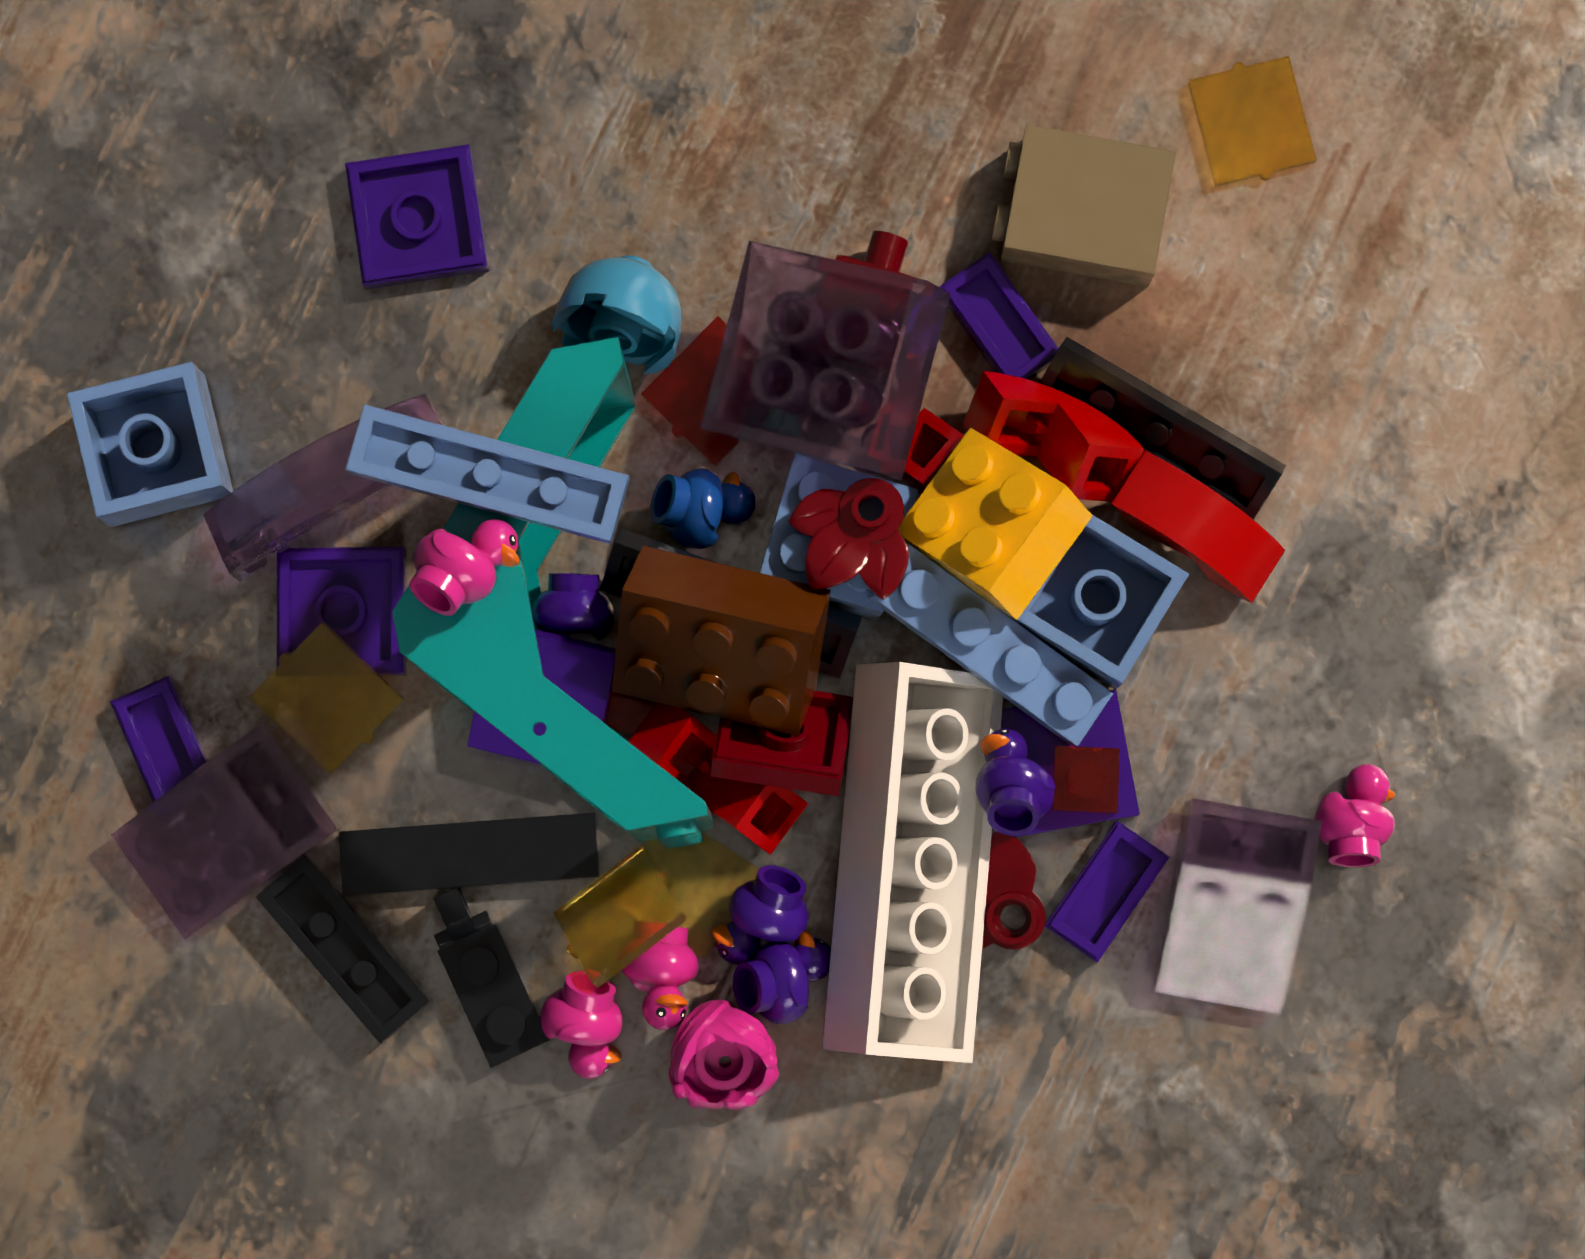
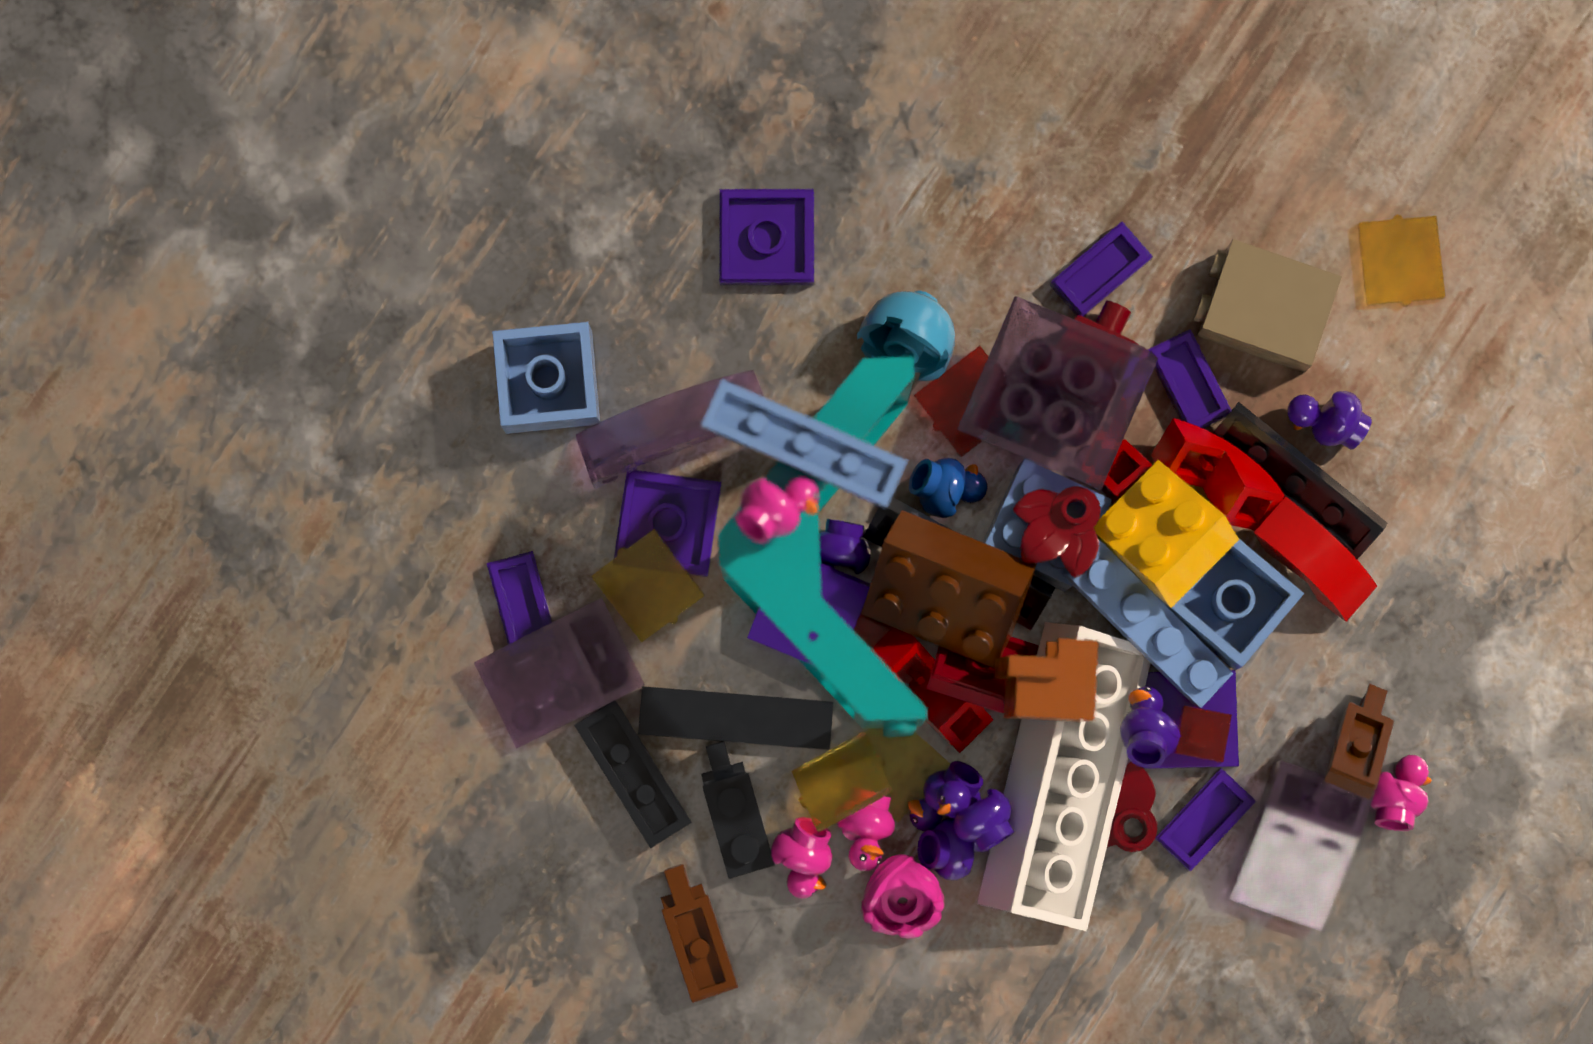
camera: 10 degrees right, 0 degrees up
(459, 1151) = (696, 937): none -> reddish brown hinge
(808, 942) = (981, 822): none -> dark purple animal
(861, 193) = (1101, 270): none -> dark purple tile
(874, 746) = (1053, 685): none -> dark orange plate
(1199, 345) = (1337, 421): none -> dark purple animal
(1294, 762) = (1361, 745): none -> reddish brown hinge

